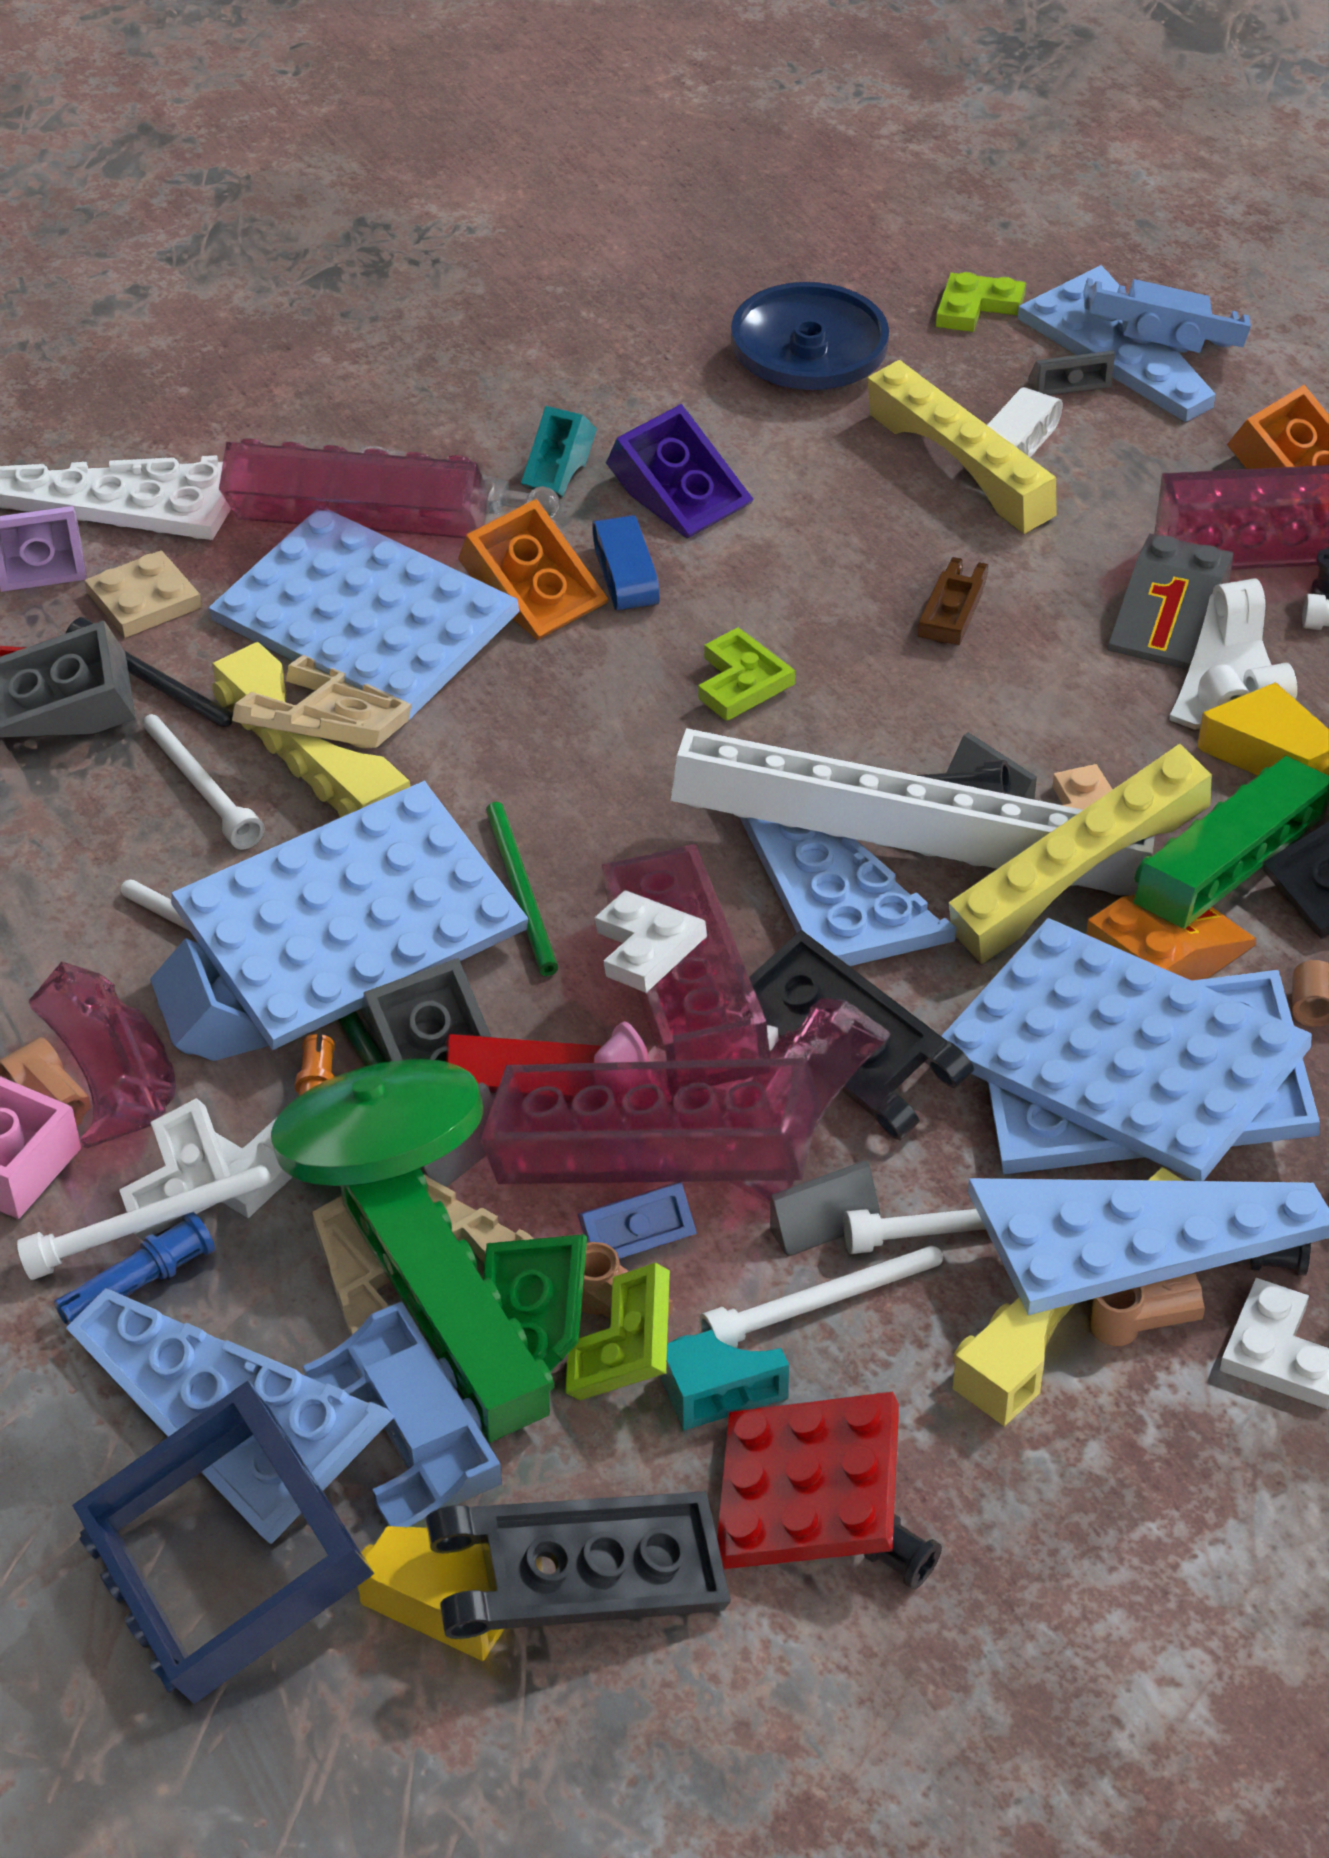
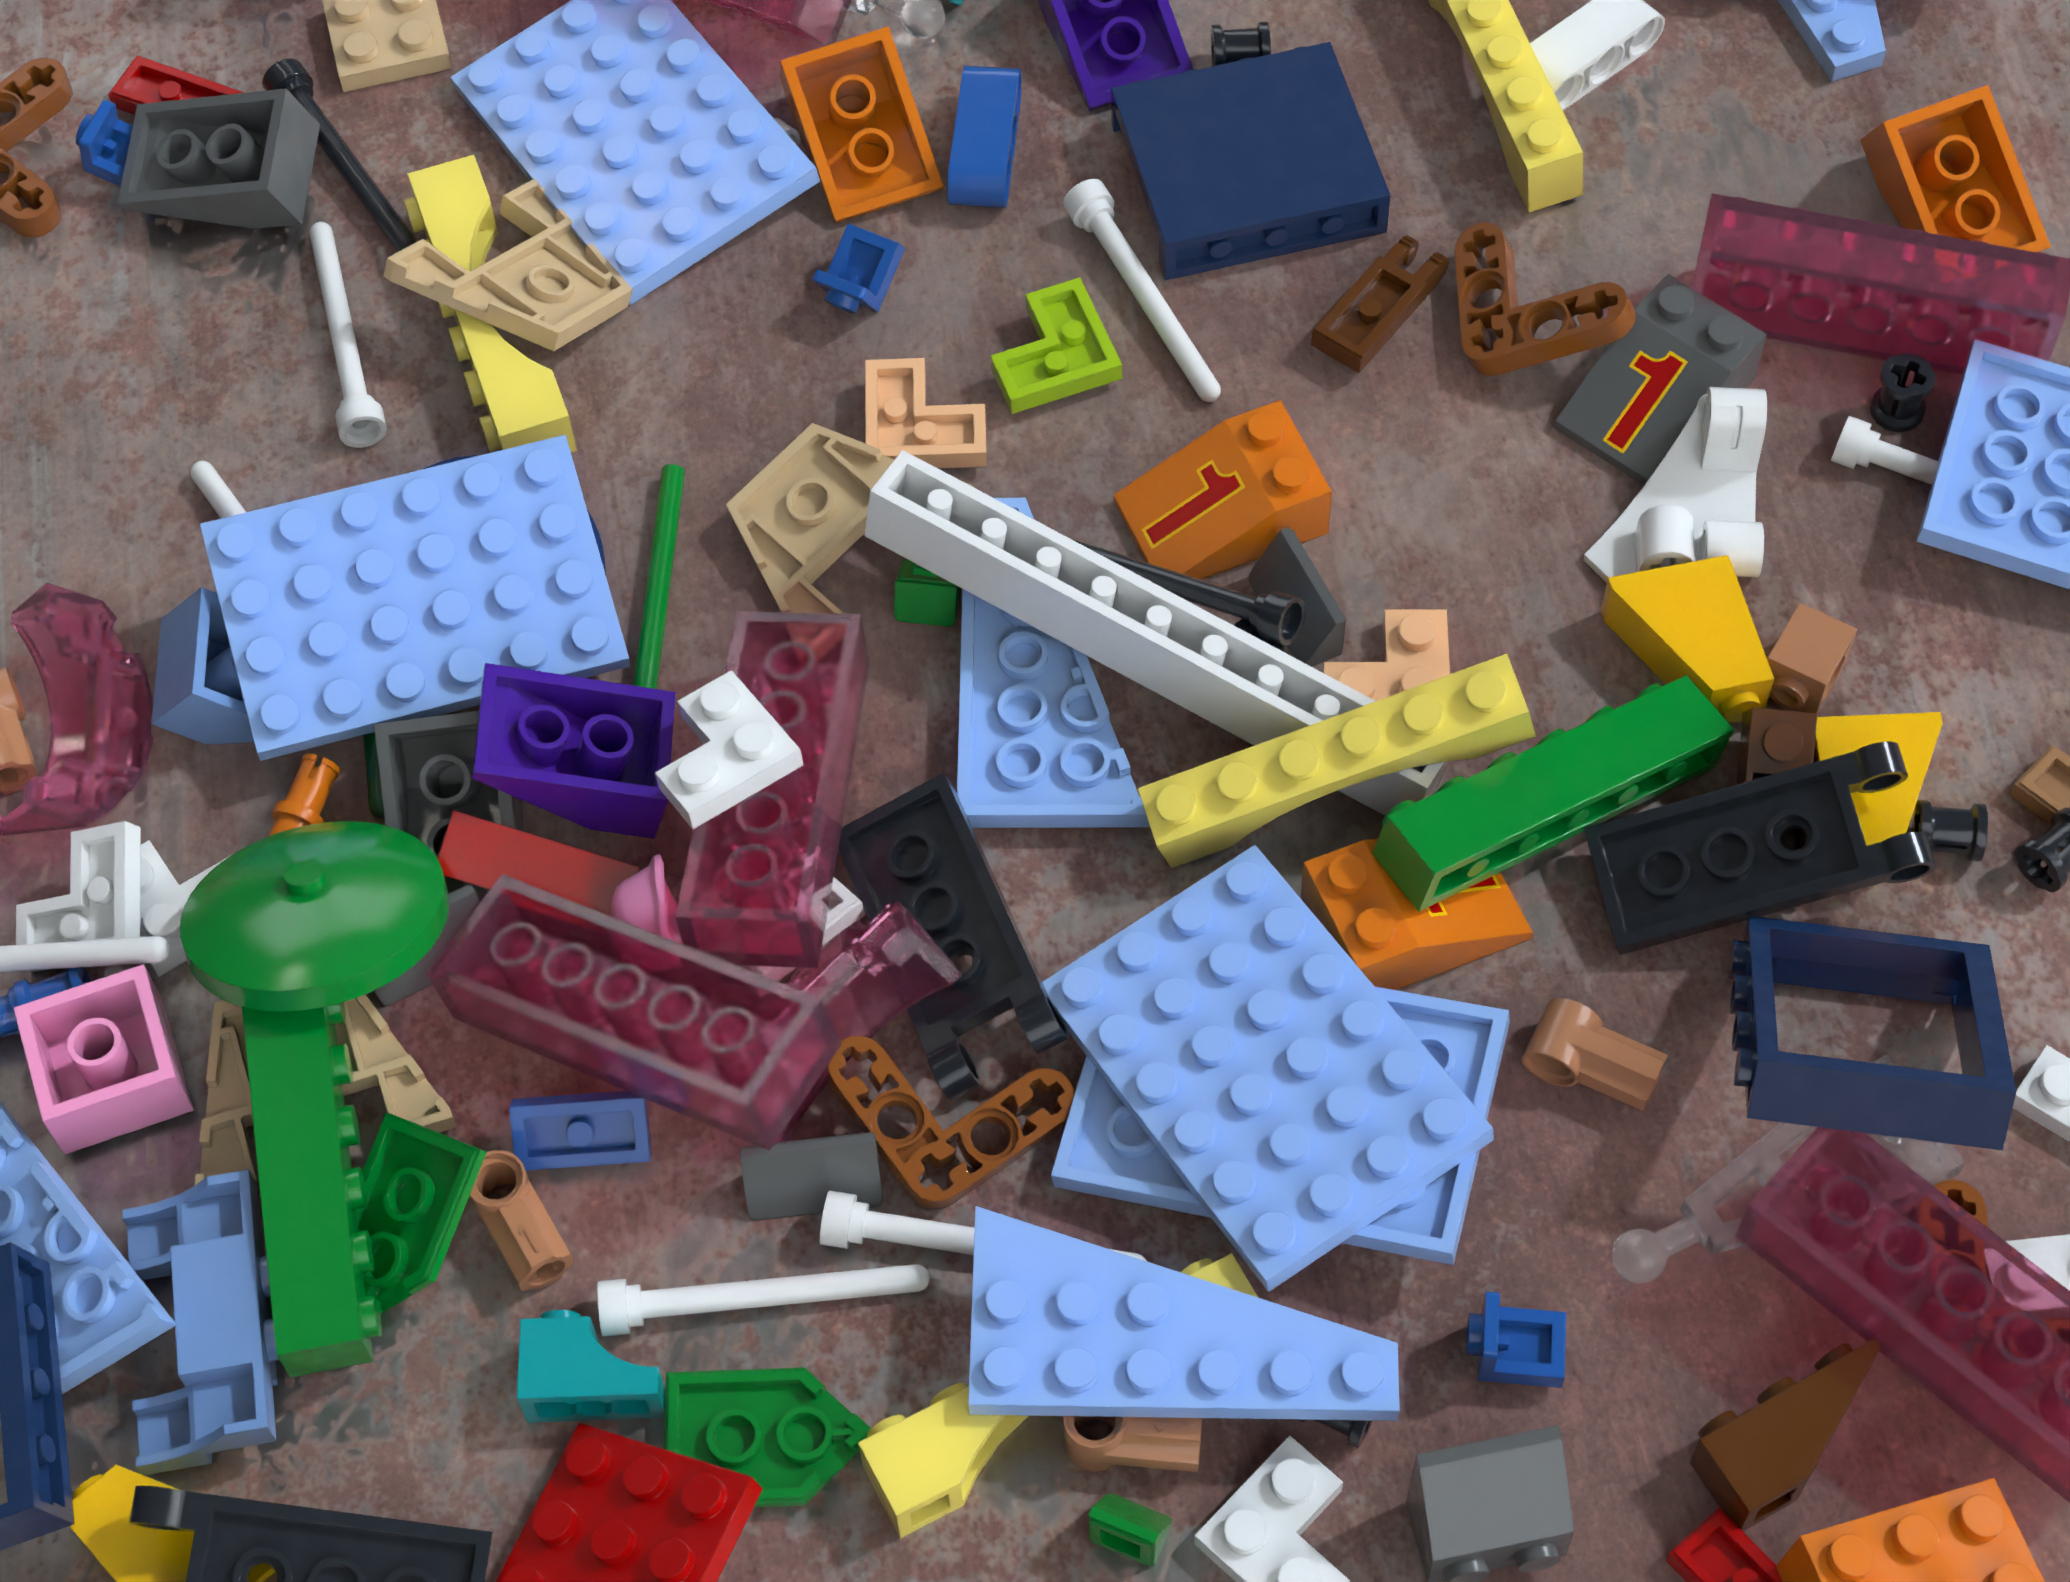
camera: 20 degrees right, 15 degrees up
(243, 1267) = (103, 1059): none -> bright pink brick
(529, 974) = (576, 746): none -> dark purple slope
(575, 657) = (860, 270): none -> blue bracket
(614, 802) = (807, 512): none -> tan wing
(633, 1344) = (487, 1311): lime plate -> none
(648, 739) = (901, 420): none -> light nougat plate
(721, 838) = (924, 597): none -> green slope
(722, 588) = (1092, 209): none -> white piece
(780, 477) = (1238, 44): none -> black bush
(824, 536) = (1251, 160): none -> dark blue panel
(870, 1367) = (763, 1425): none -> green tile
(903, 1166) = (929, 1140): none -> dark orange beam
(914, 723) = (1227, 496): none -> orange slope
(1058, 591) = (1518, 324): none -> dark orange beam
(1172, 1369) = (1128, 1528): none -> green slope

